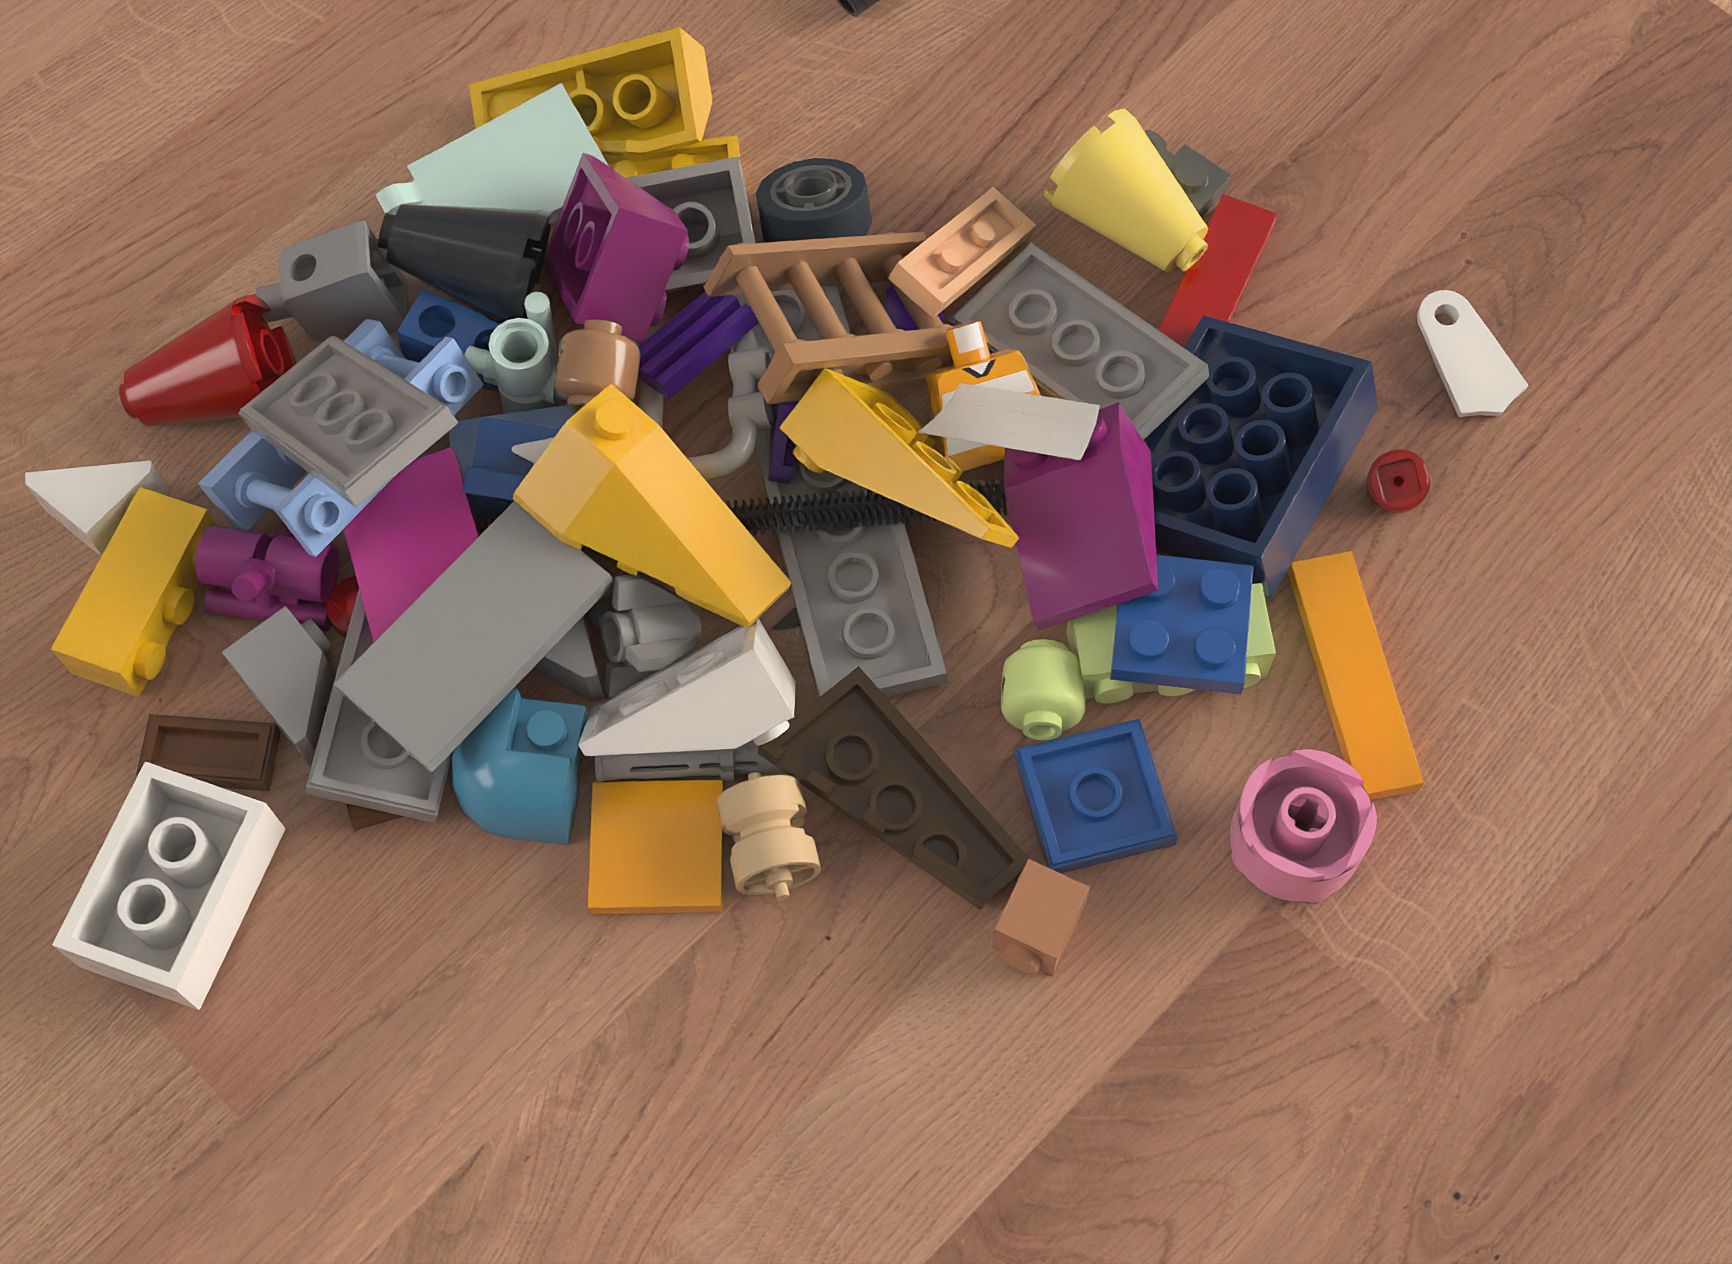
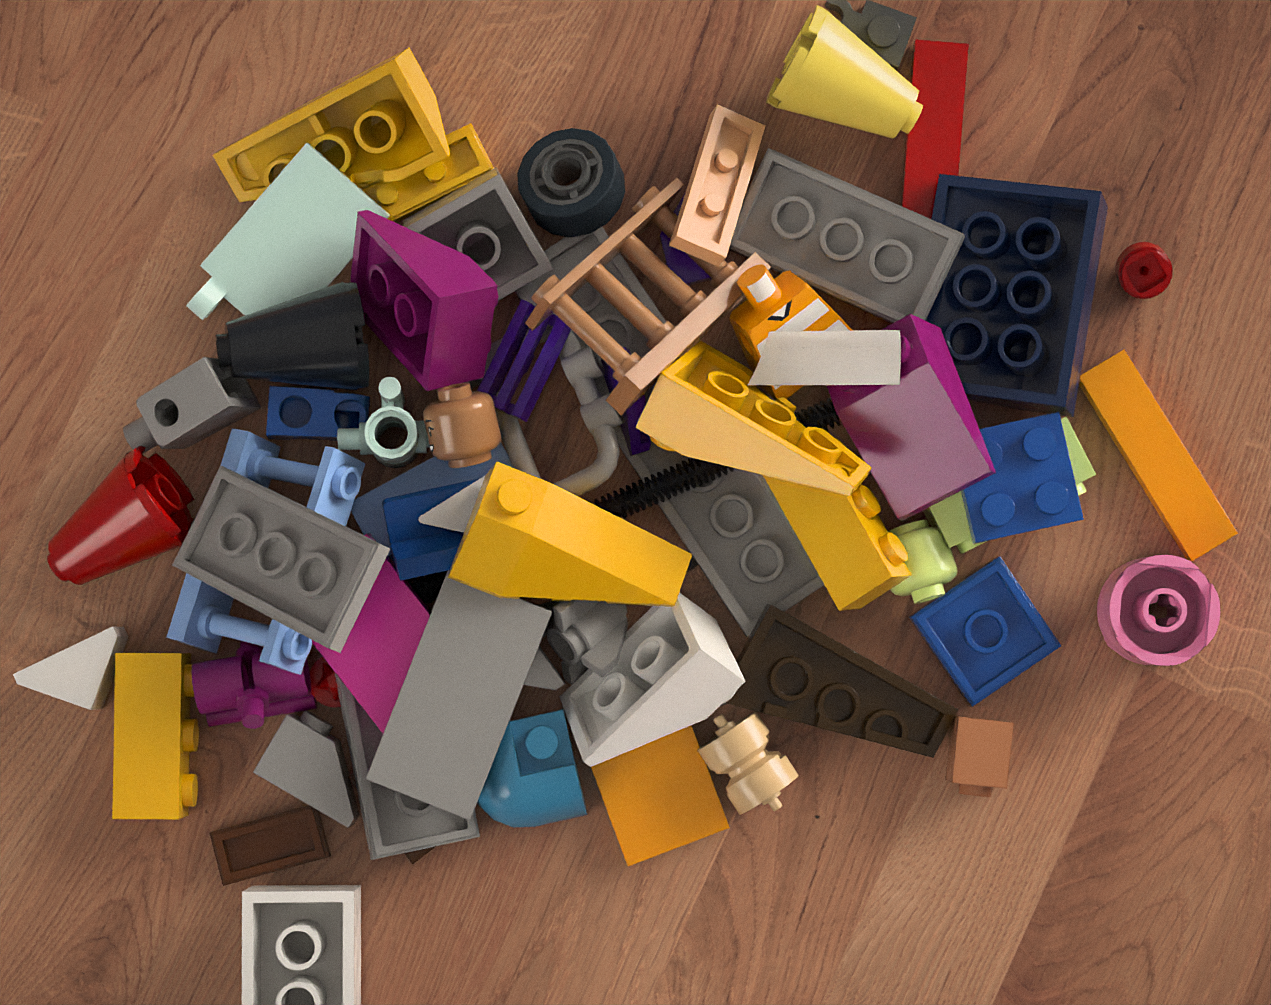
camera: 25 degrees left, 20 degrees up
(965, 615) = (844, 540): none -> yellow brick
(1468, 357) = (1168, 128): white piece -> none

